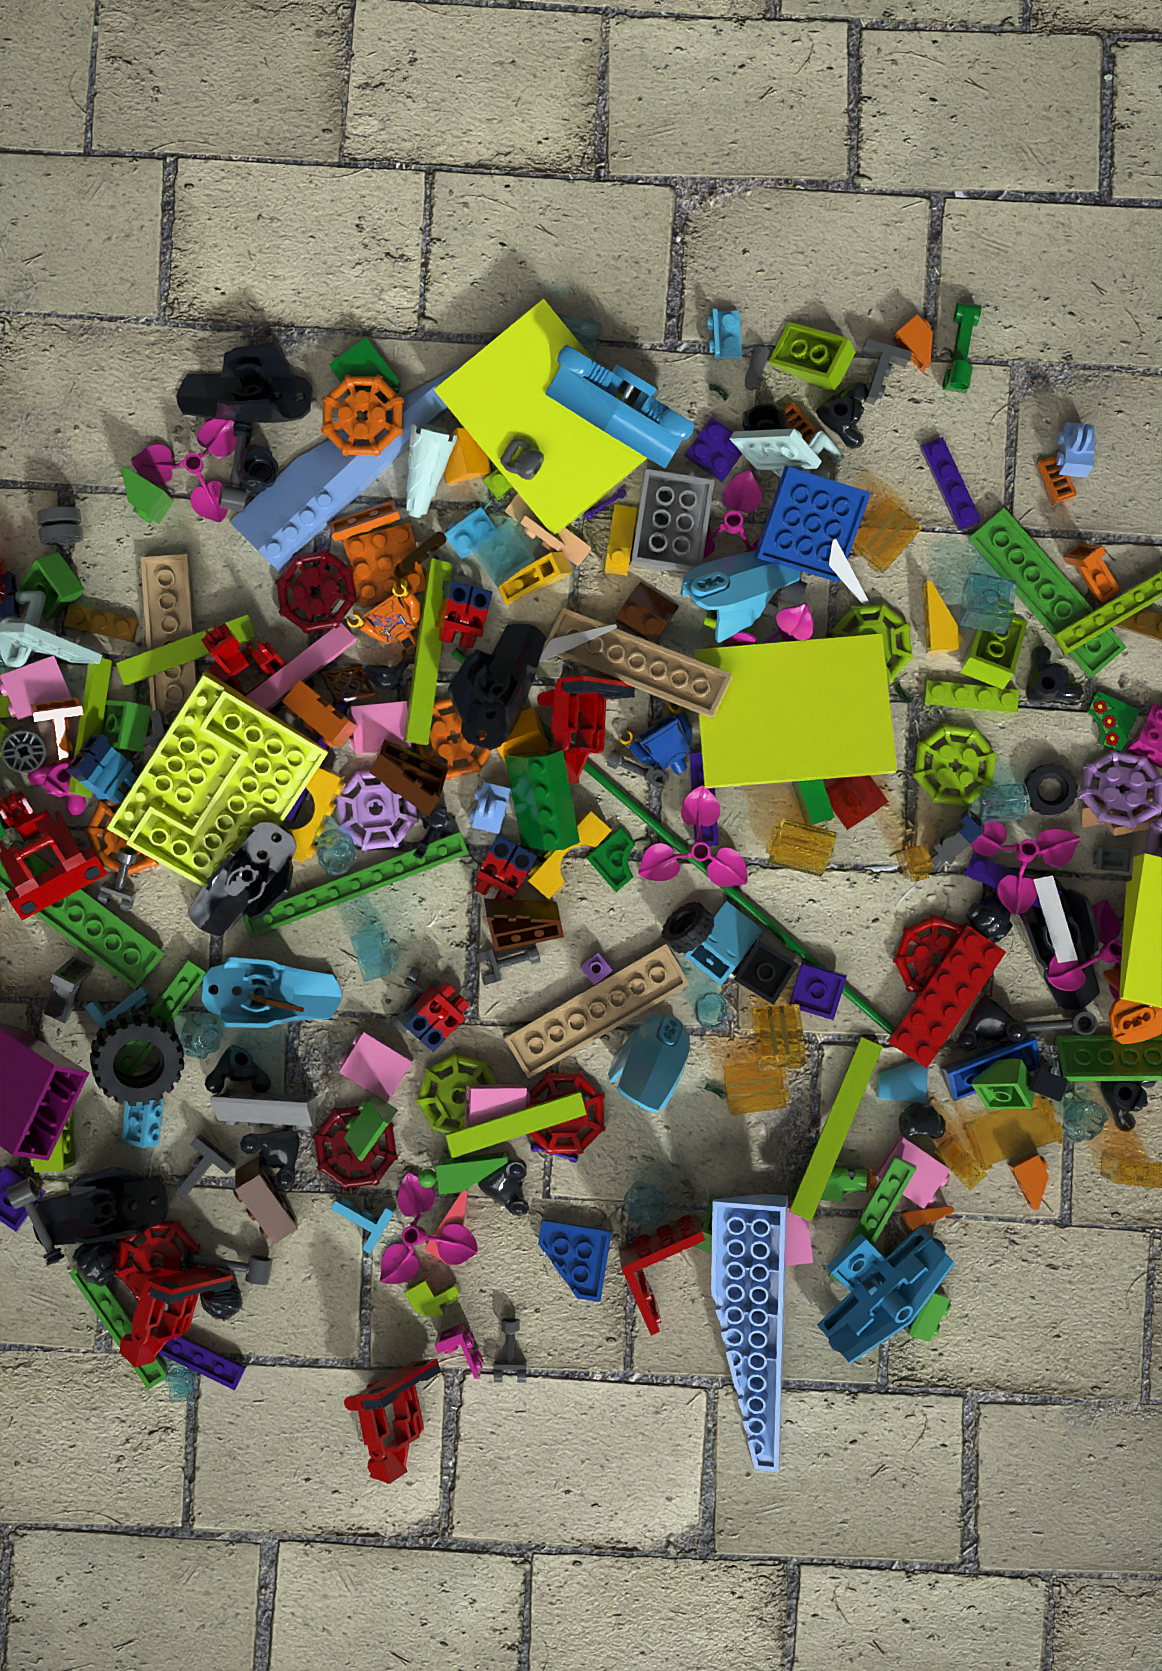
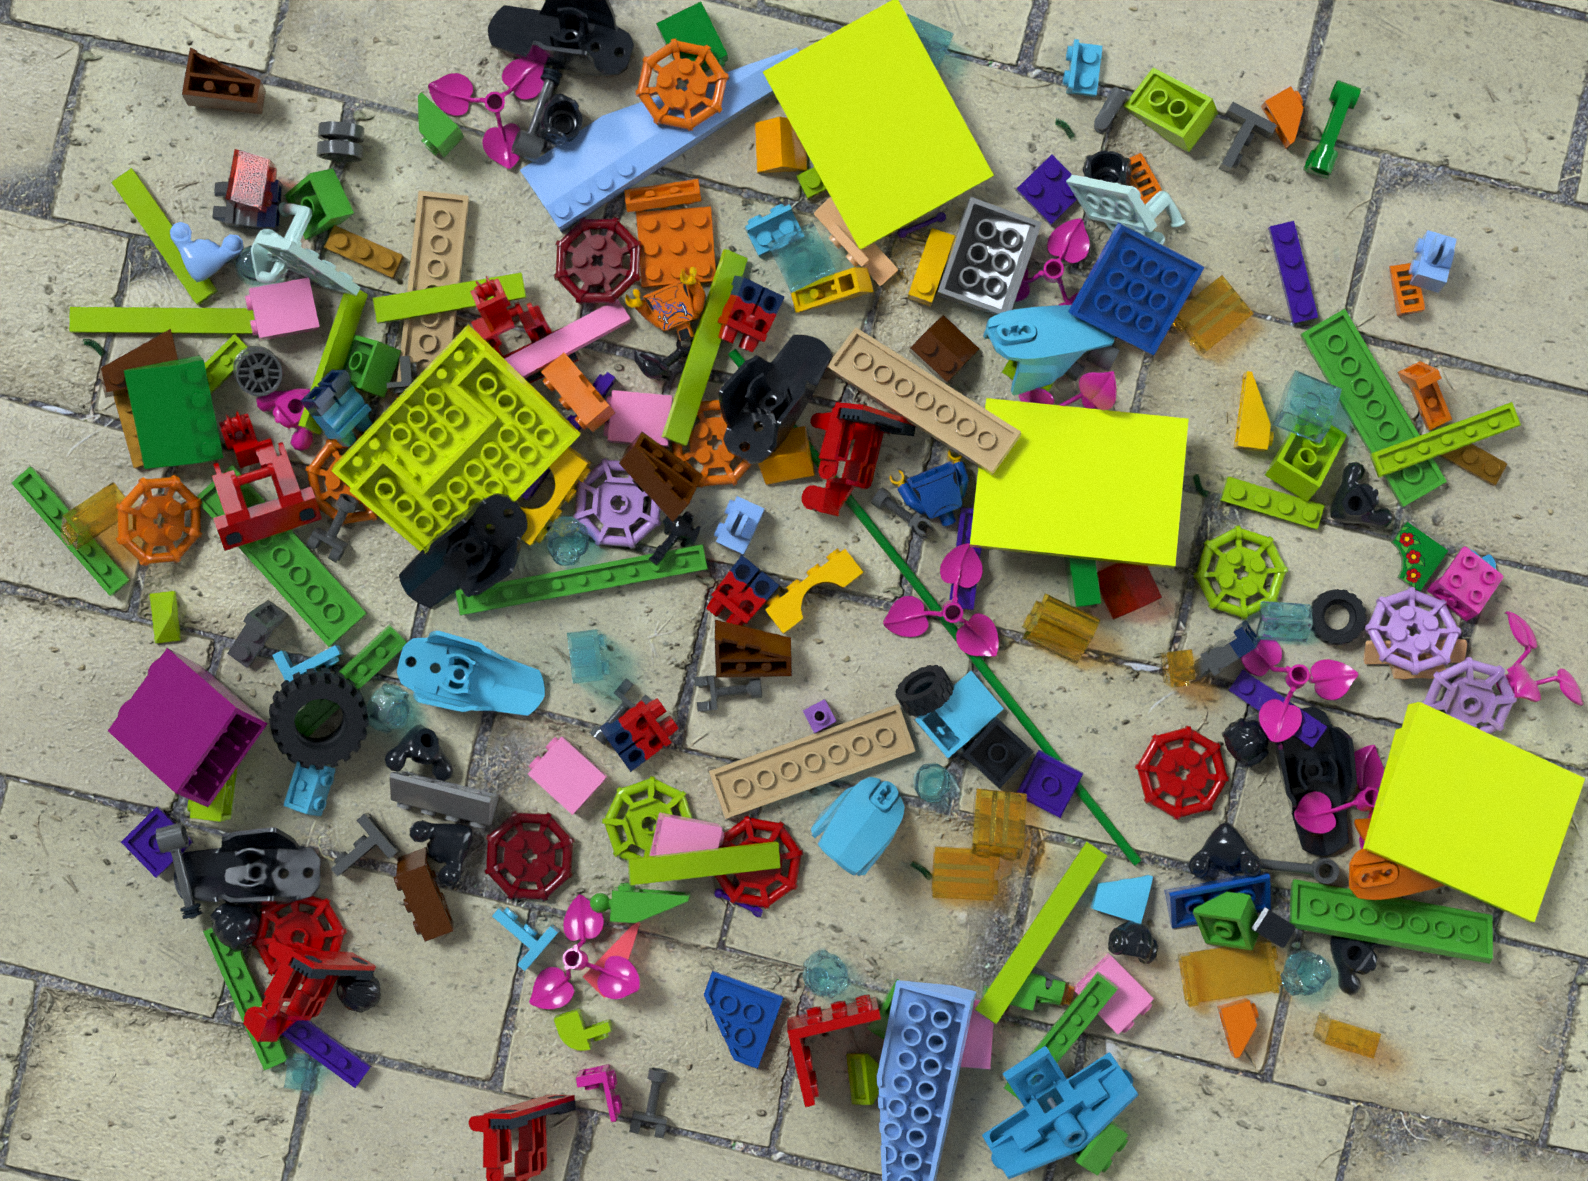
camera: 15 degrees right, 0 degrees up
(59, 713) = (303, 339): bracket -> none
(256, 1270) = (401, 966): dark grey piece -> none
(274, 1002) = (475, 687): reddish brown window -> none
(352, 696) = (614, 379): reddish brown window -> none
(369, 1125) = (549, 835): bright green slope -> none
(419, 554) = (714, 243): dark brown plate -> none
(426, 464) = (740, 149): light aqua cone -> none
(504, 1185) = (680, 924): black head -> none
(527, 463) = (847, 168): dark grey piece -> none
(542, 800) = (796, 527): green slope -> none
(561, 644) = (848, 366): white sticker -> none
(591, 392) = (927, 106): dark azure piece -> none
(612, 859) = (858, 603): green tile -> none
(698, 1292) = (862, 1078): none -> lime slope
(842, 568) = (1159, 340): white sticker -> none
(843, 411) = (1192, 174): black head -> none
(878, 627) = (1186, 410): lime plate -> none
(922, 1217) = (1118, 1043): orange slope -> none
(946, 996) = (1184, 815): red plate -> none
(960, 1163) = (1165, 993): clear yellow brick -> none
(1055, 919) = (1314, 754): white sticker -> none
(1112, 858) = (1388, 702): dark grey bracket -> none

